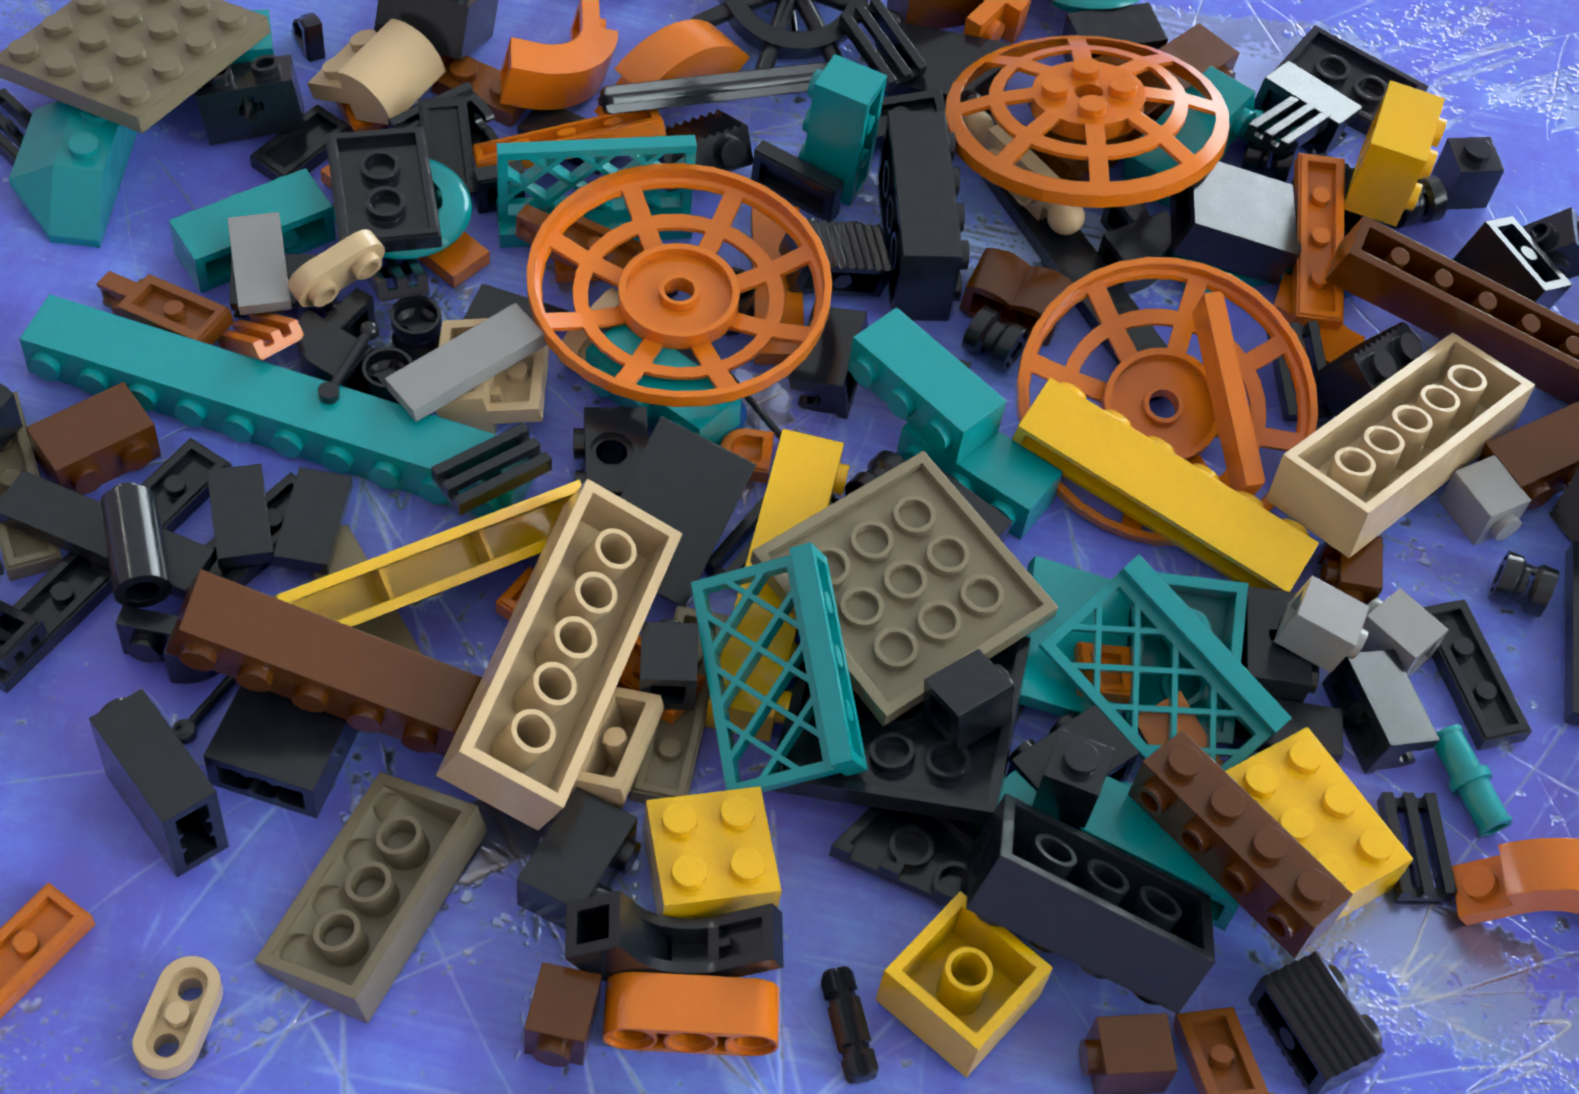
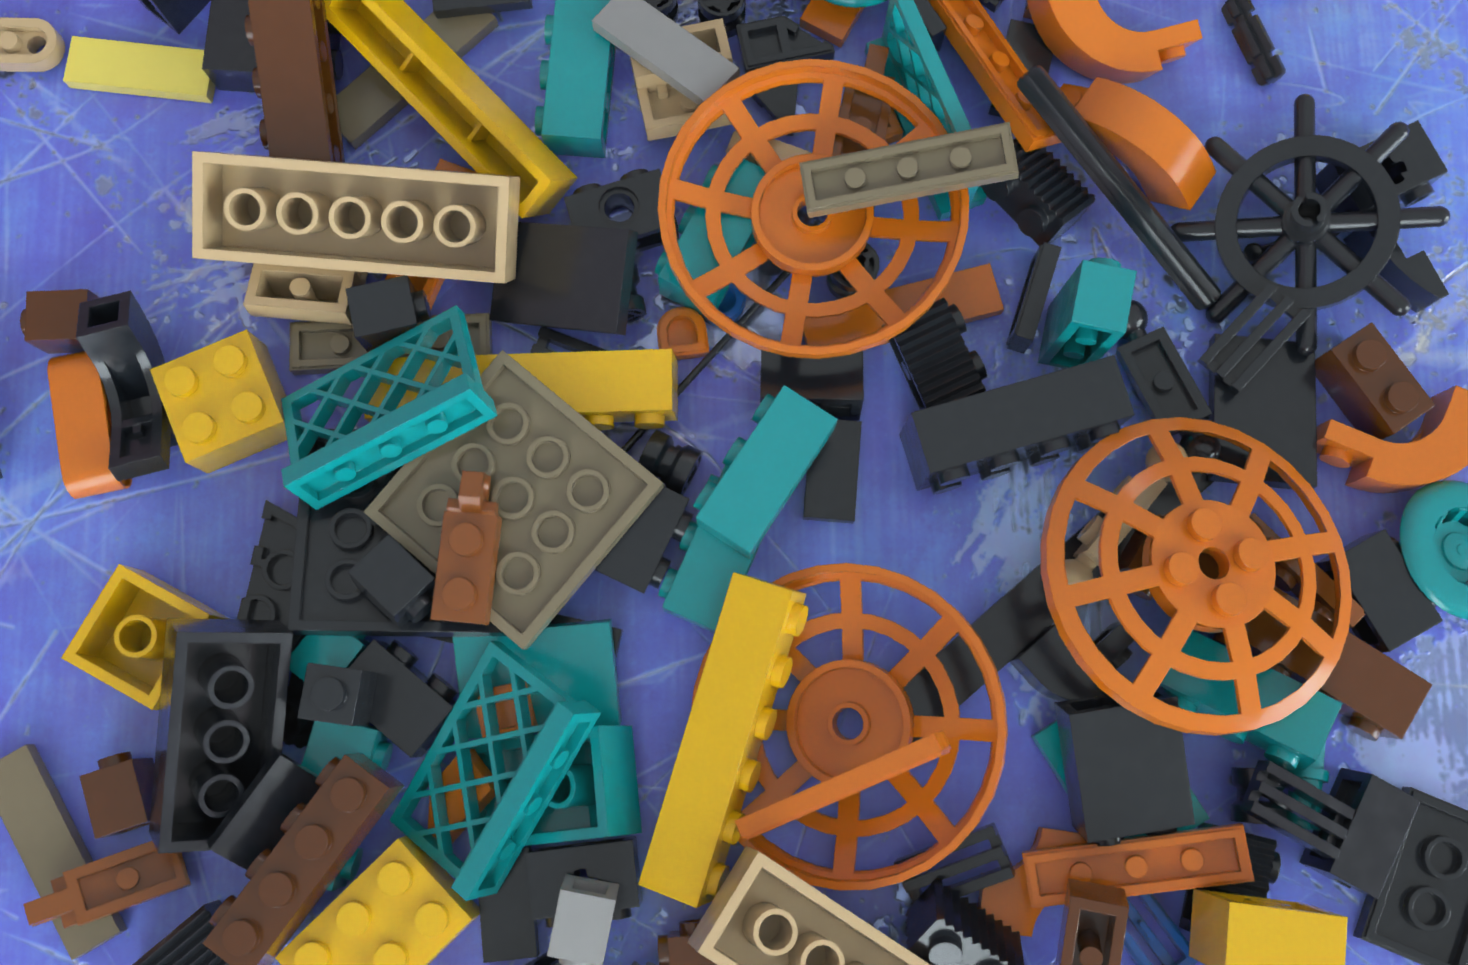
camera: 85 degrees right, 25 degrees up
(263, 886) = (137, 69): none -> light yellow tile
(373, 895) = (134, 145): dark tan slope -> none
(480, 292) = (778, 41): none -> black tile
(486, 464) = (526, 80): black tile -> none
(578, 856) = (198, 295): black brick -> none
(680, 190) = (909, 170): none -> dark tan tile
(849, 1025) = (117, 550): black axle -> none
(954, 621) = (467, 554): none -> dark orange hinge
(998, 340) = (891, 538): black wheel -> none
(1012, 289) = (959, 549): reddish brown brick -> none
(1179, 874) = (261, 810): none -> black tile

